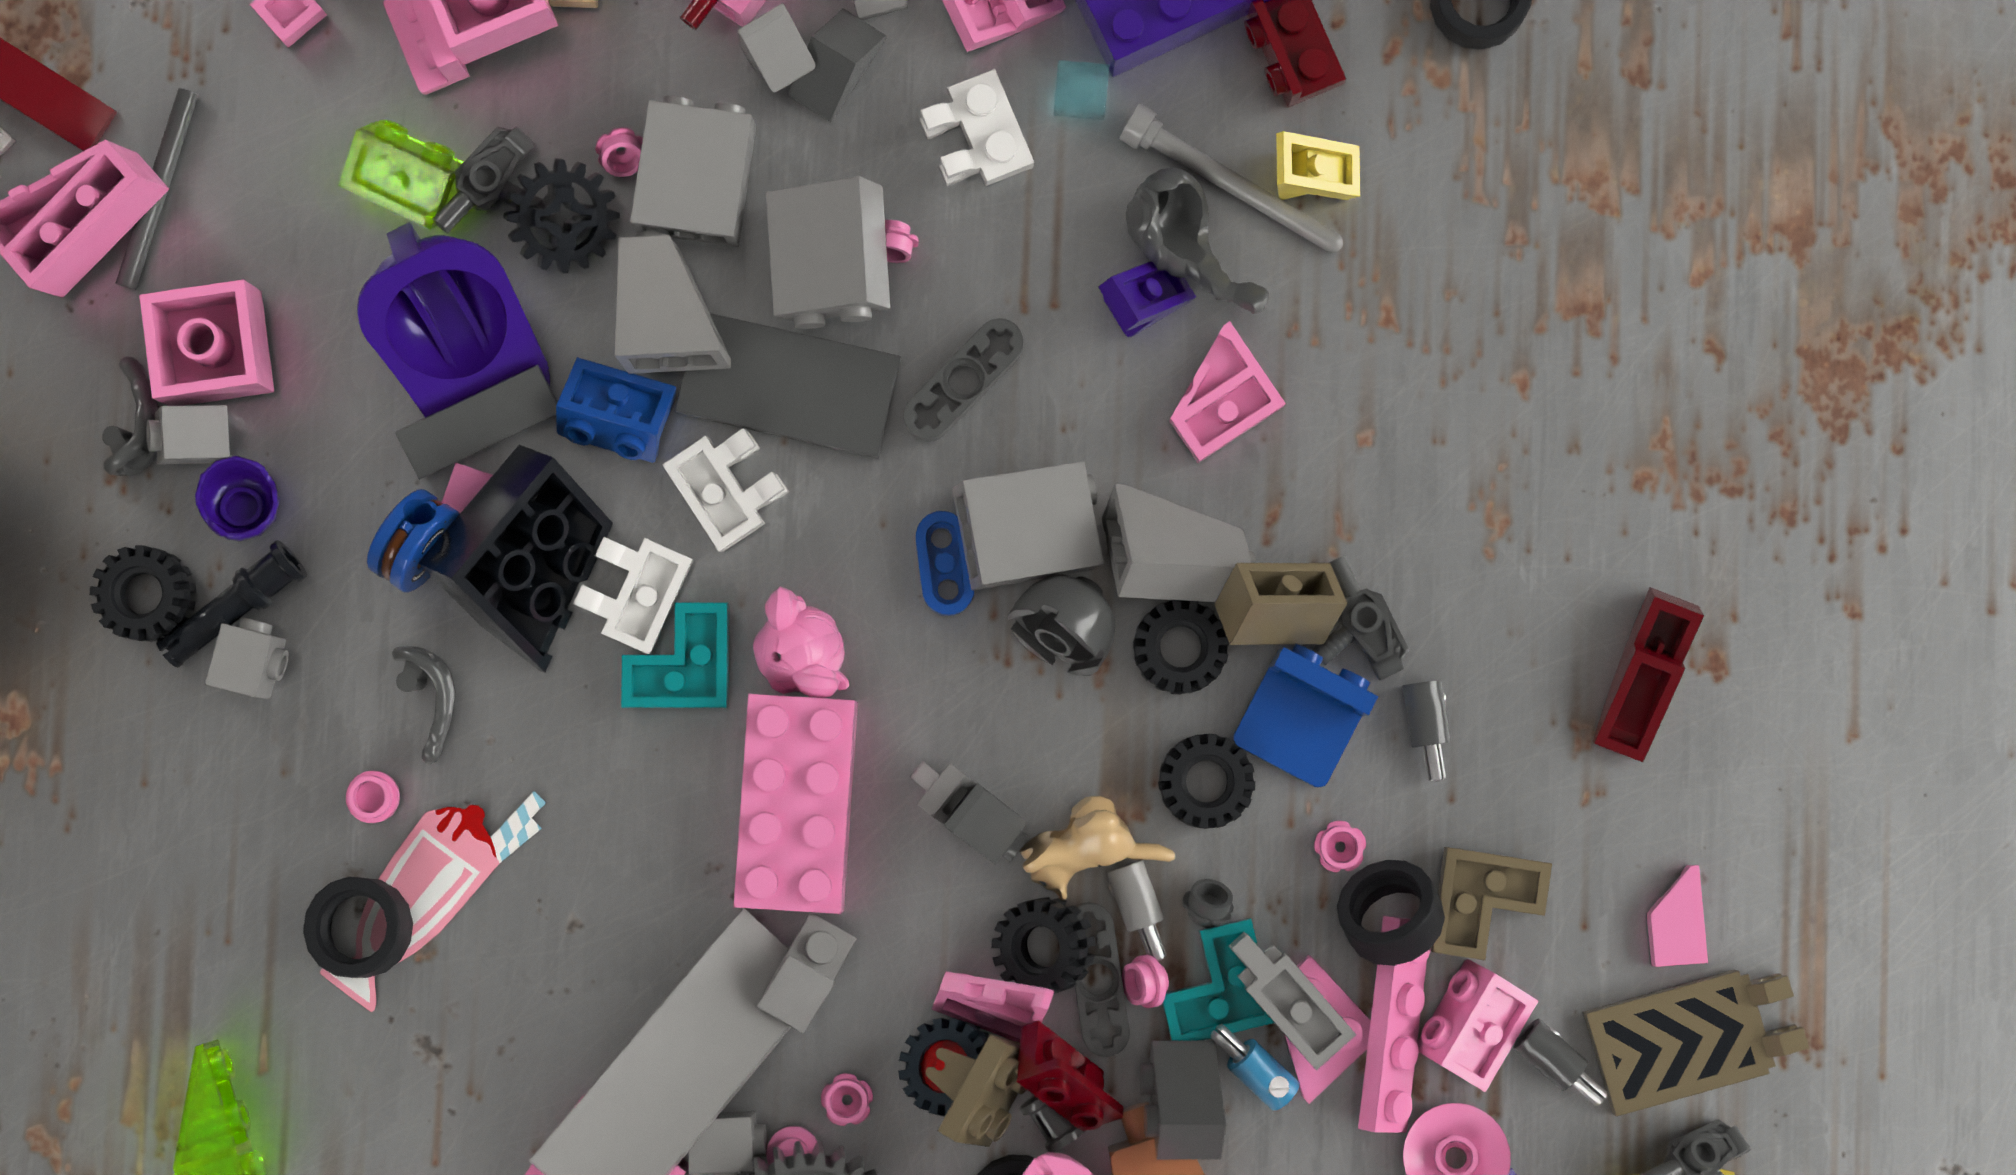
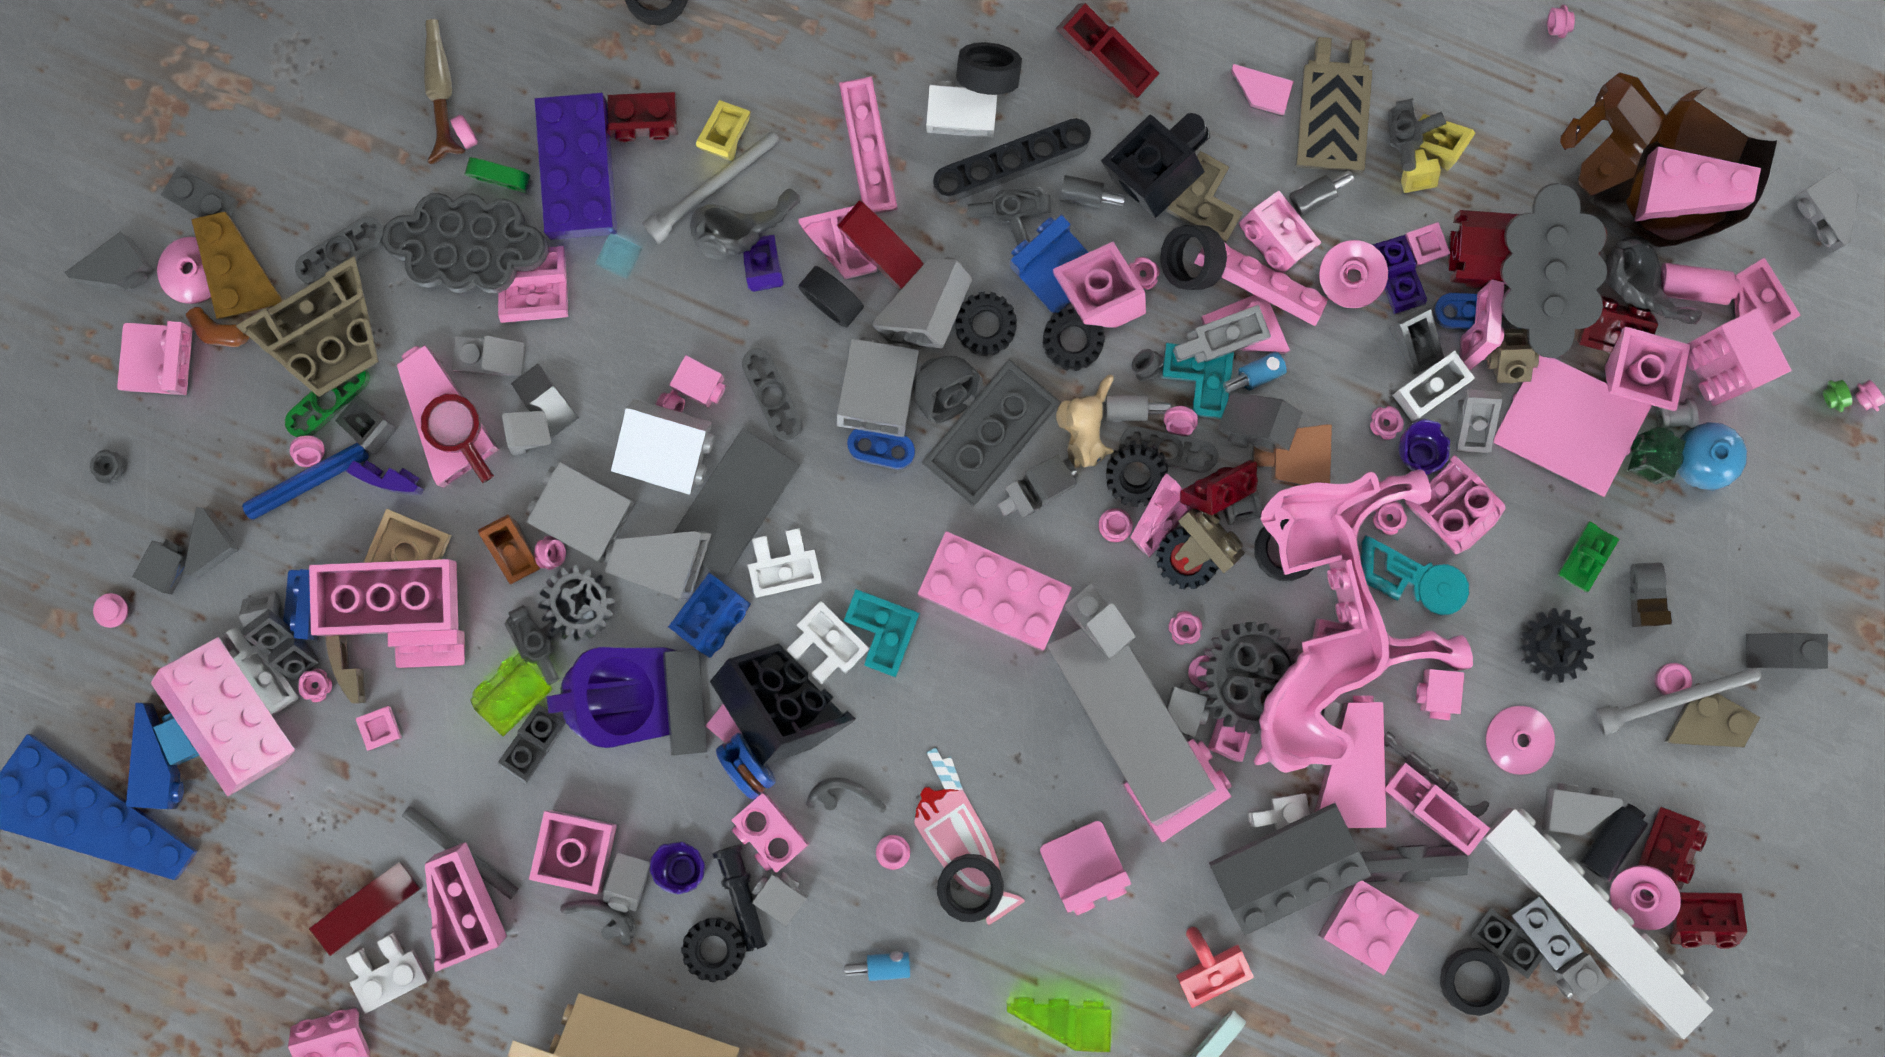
camera: 65 degrees left, 0 degrees up
(203, 842) = (882, 966): none -> dark azure piece
(342, 229) = (531, 743): none -> dark grey slope
(347, 619) = (776, 827): none -> bright pink brick
(444, 1083) = (1085, 867): none -> bright pink bracket
(605, 91) = (509, 548): none -> dark orange slope
(807, 645) = (900, 549): bright pink hair -> none
(941, 268) = (698, 382): none -> bright pink brick
(959, 942) = (1115, 525): none -> bright pink plate
(988, 126) = (620, 321): white plate -> none
(1026, 713) = (991, 432): none -> dark grey tile
(1133, 409) = (831, 296): none -> black tyre
(1233, 450) = (880, 245): none -> dark red slope
(1280, 603) = (983, 252): dark tan brick -> none
(1295, 795) = (1102, 287): none -> bright pink slope
(1374, 382) = (868, 145): none -> bright pink tile
(1456, 604) = (1023, 149): none -> black beam
(1478, 495) = (960, 111): none -> white brick
(1510, 809) = (1158, 162): none -> black brick
(1552, 511) = (988, 68): none -> black tyre

